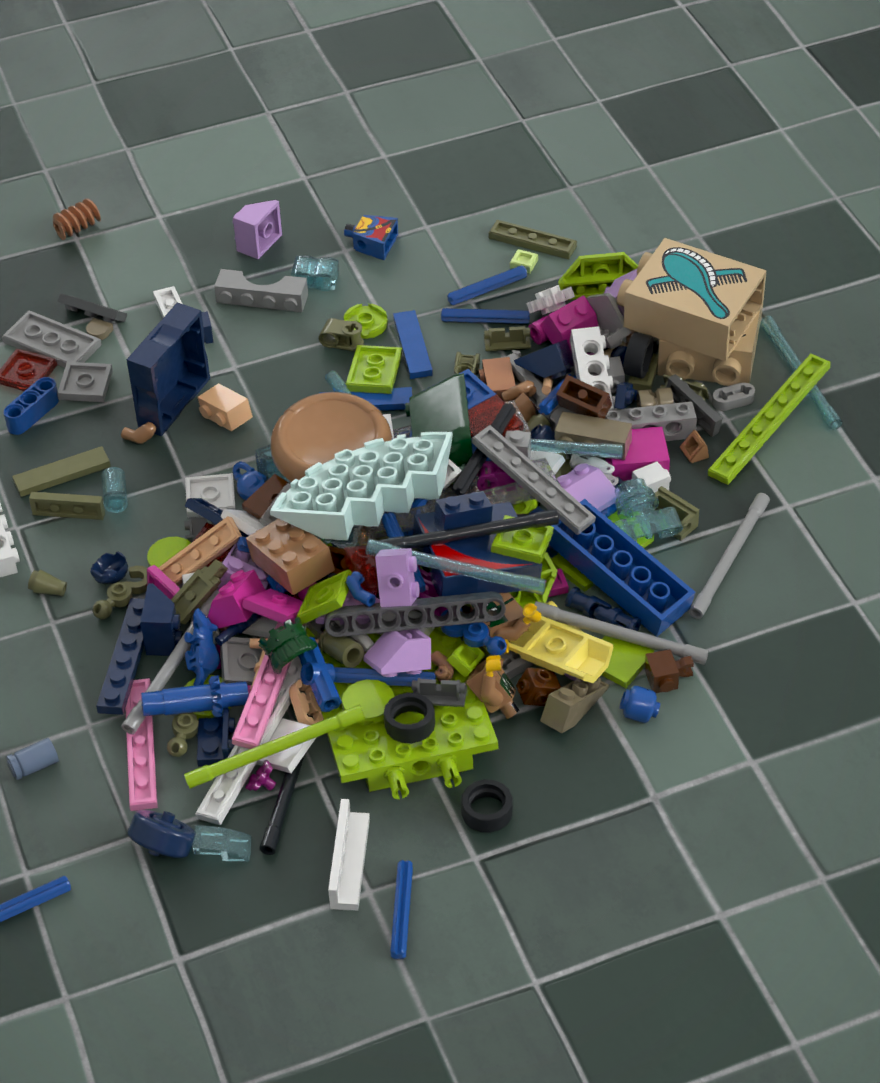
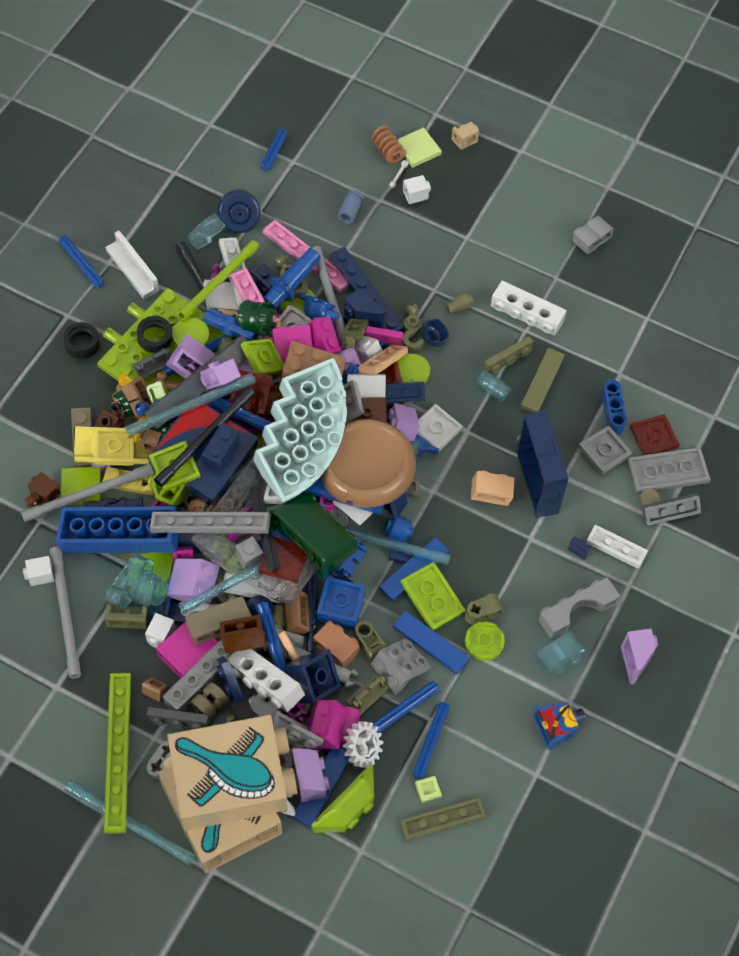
camera: 135 degrees right, 15 degrees up
(240, 488) = (404, 419): none -> lavender brick
(357, 592) = (243, 363): blue arm -> none
(455, 335) = (399, 664): none -> light grey bracket
(515, 391) = (307, 635): medium nougat arm -> none
(639, 704) = (41, 456): blue head -> none
(729, 598) = (39, 571): none -> white brick

